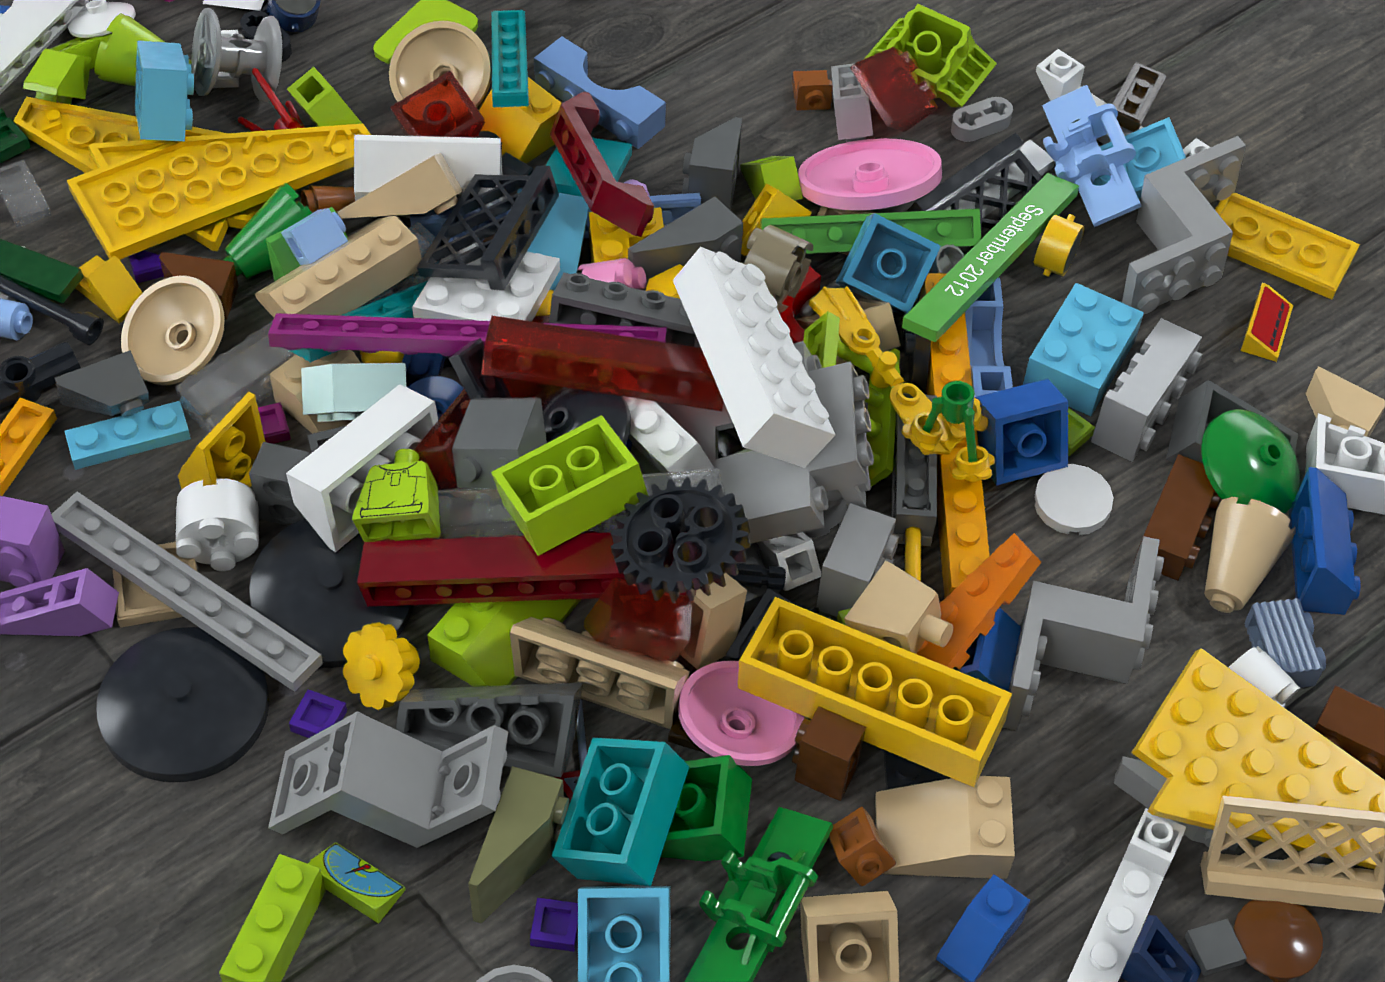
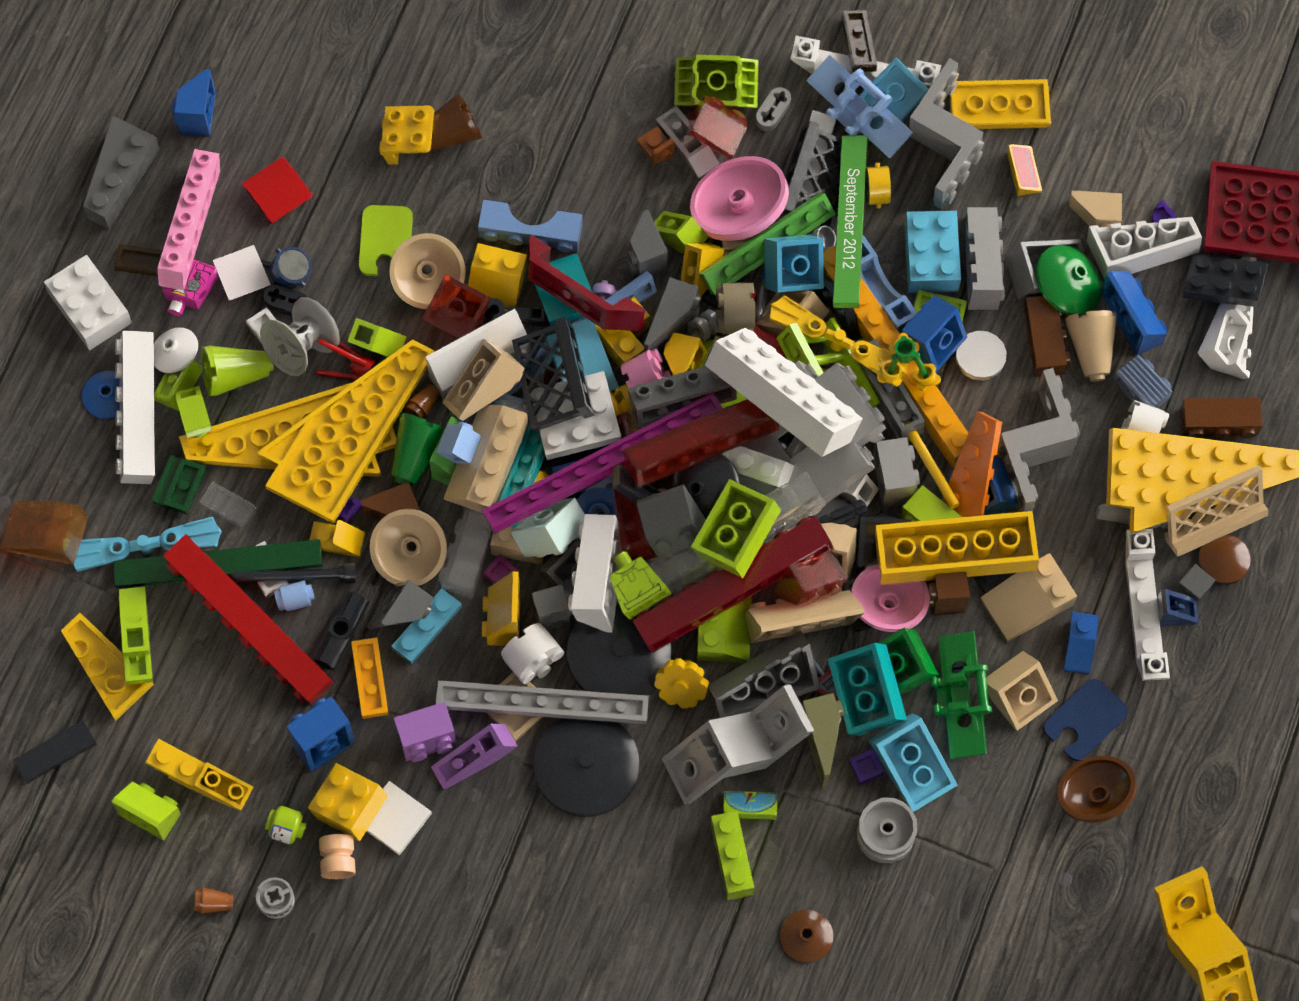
camera: 30 degrees left, 15 degrees up
(162, 91) = (278, 391): medium azure brick -> none
(316, 714) = (663, 729): dark purple tile -> none
(509, 59) = (466, 238): teal tile -> none
(662, 525) = (795, 533): black gear -> none
(860, 847) = (993, 634): dark orange bracket -> none
(899, 611) = (941, 494): tan torso -> none

